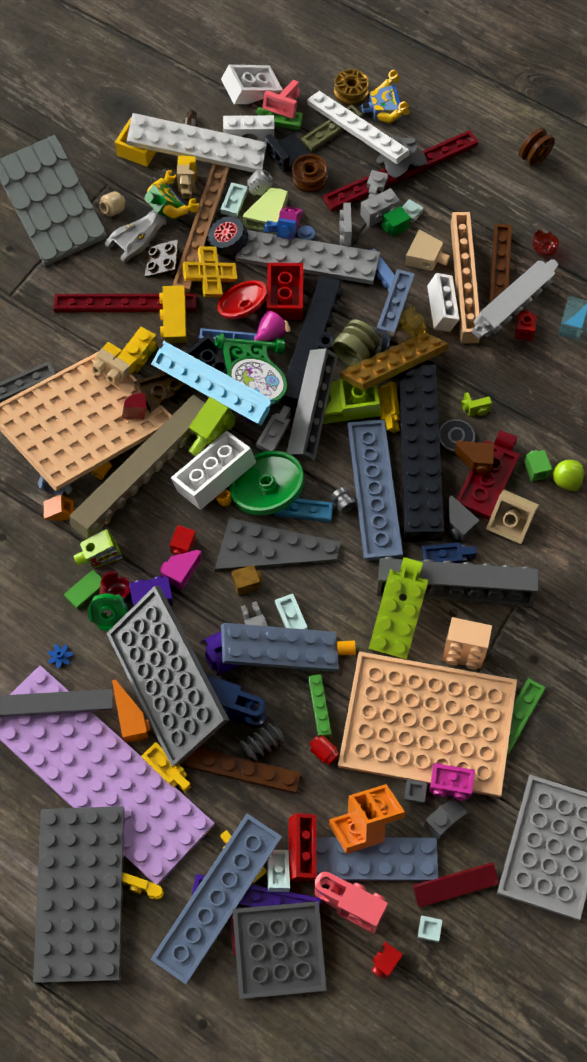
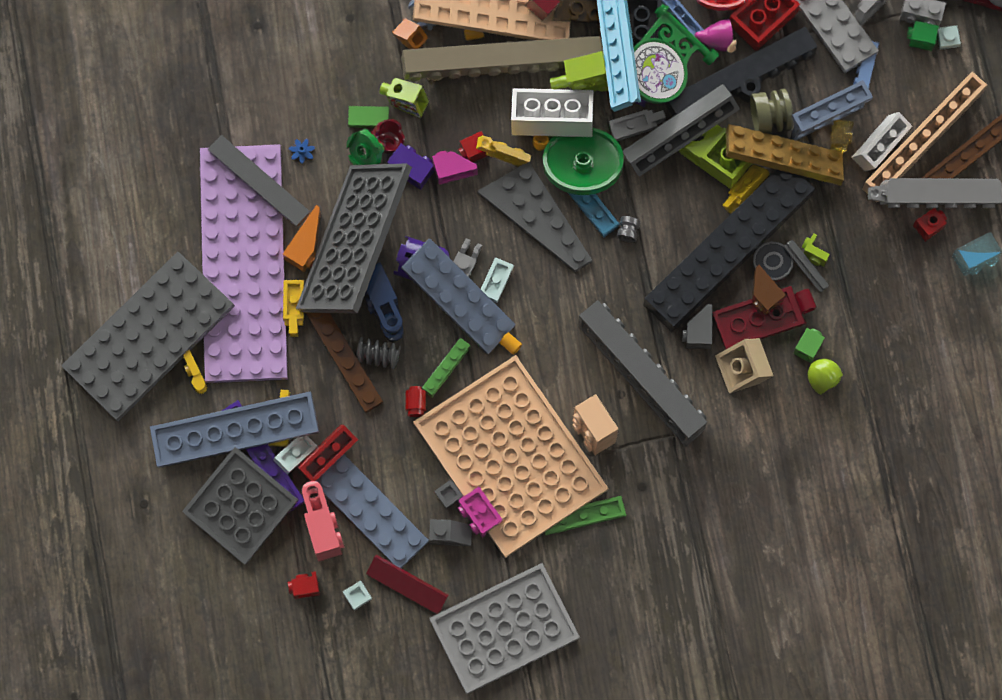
camera: 45 degrees right, 10 degrees up
(207, 524) = (502, 152): none -> yellow hinge
(246, 580) = (491, 222): pearl gold brick -> none
(366, 818) = (395, 475): orange bracket -> none
(374, 490) = (662, 243): sand blue plate -> none
(395, 617) = (566, 359): lime hinge -> none
(426, 252) = (917, 85): tan torso -> none
(448, 552) = (662, 346): dark blue hinge -> none
(480, 419) = (806, 266): none -> dark grey axle

